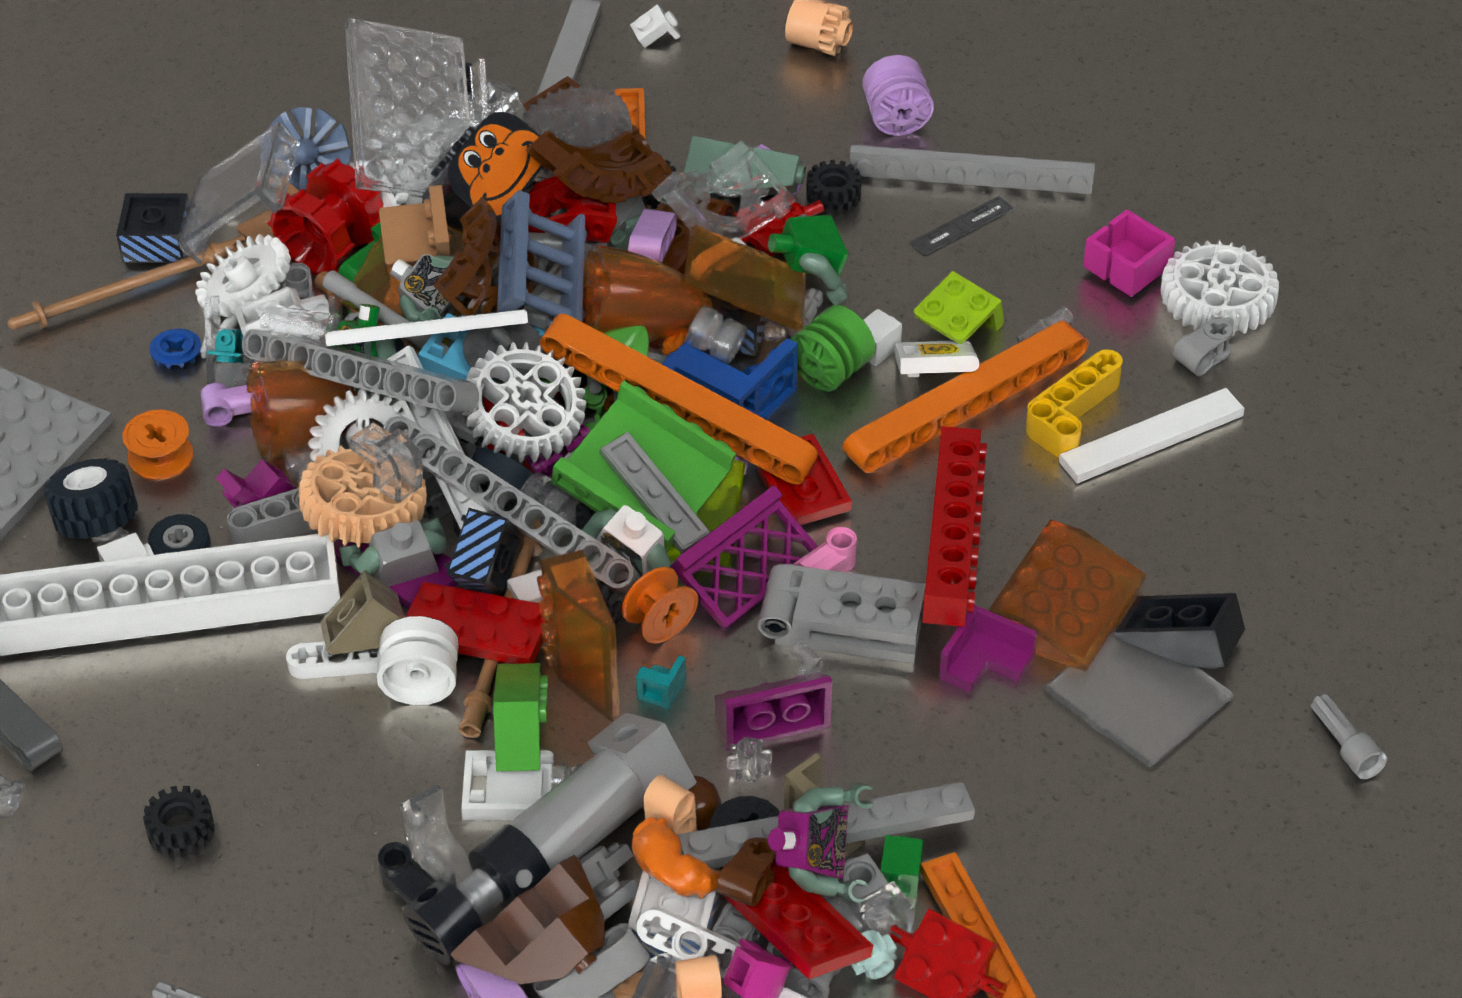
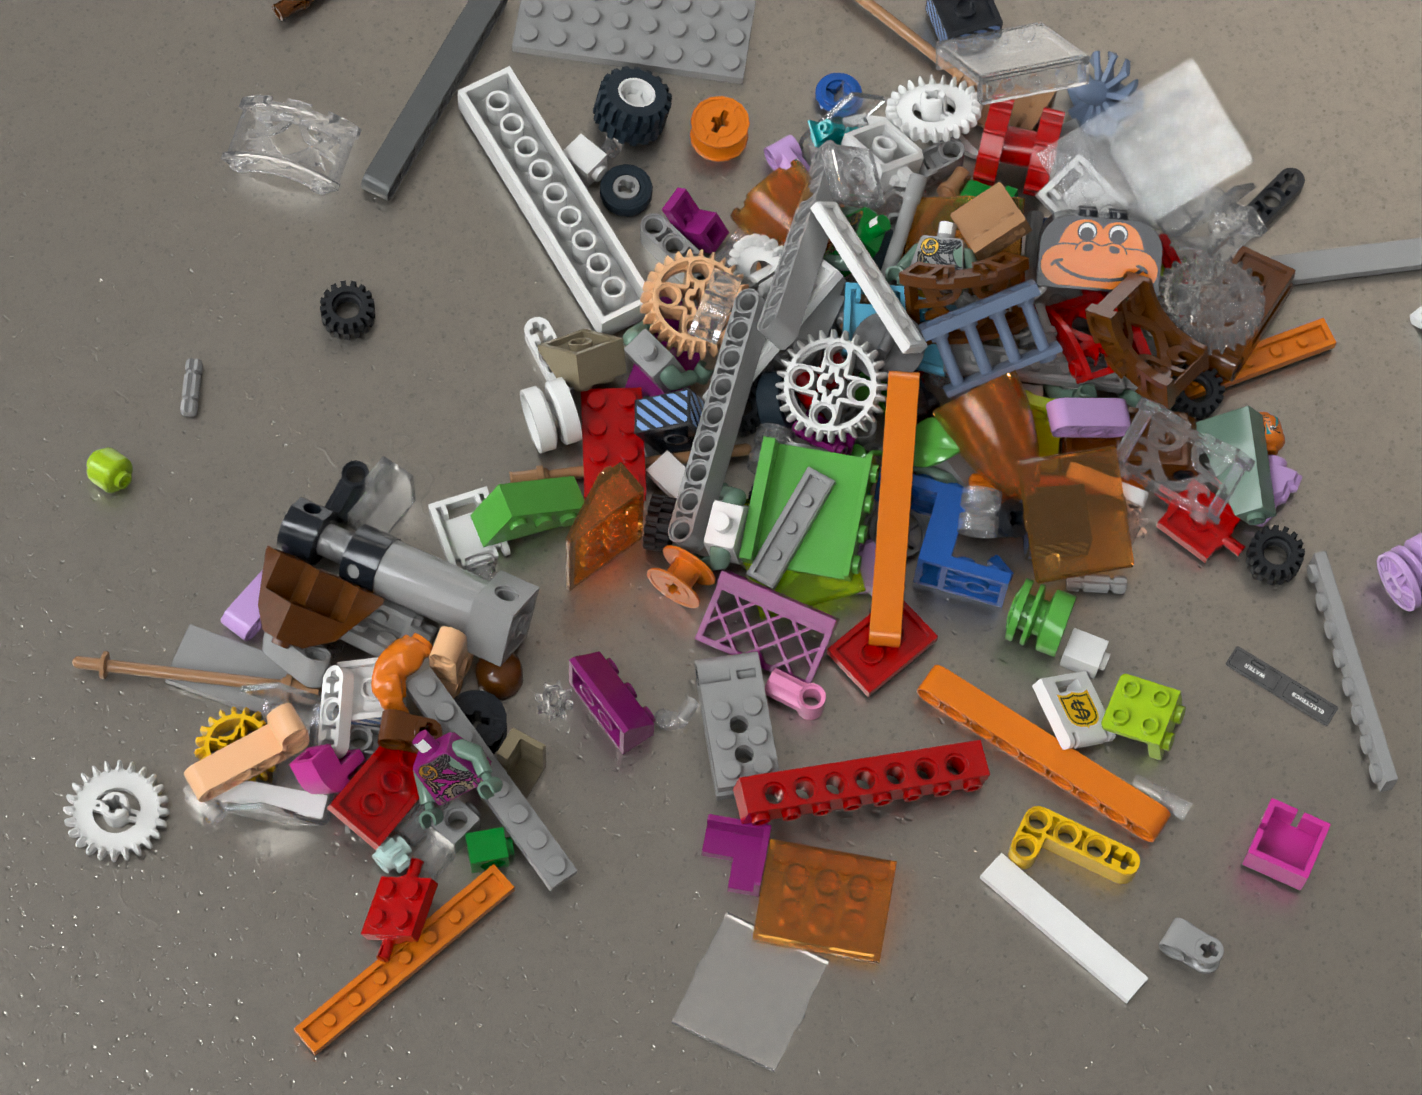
camera: 65 degrees right, 20 degrees up
(660, 683) = (614, 609): teal panel -> none
(814, 248) = (1155, 560): green torso -> none
(1185, 628) = (824, 1008): black slope -> none
(1219, 284) = (1272, 949): white gear -> none

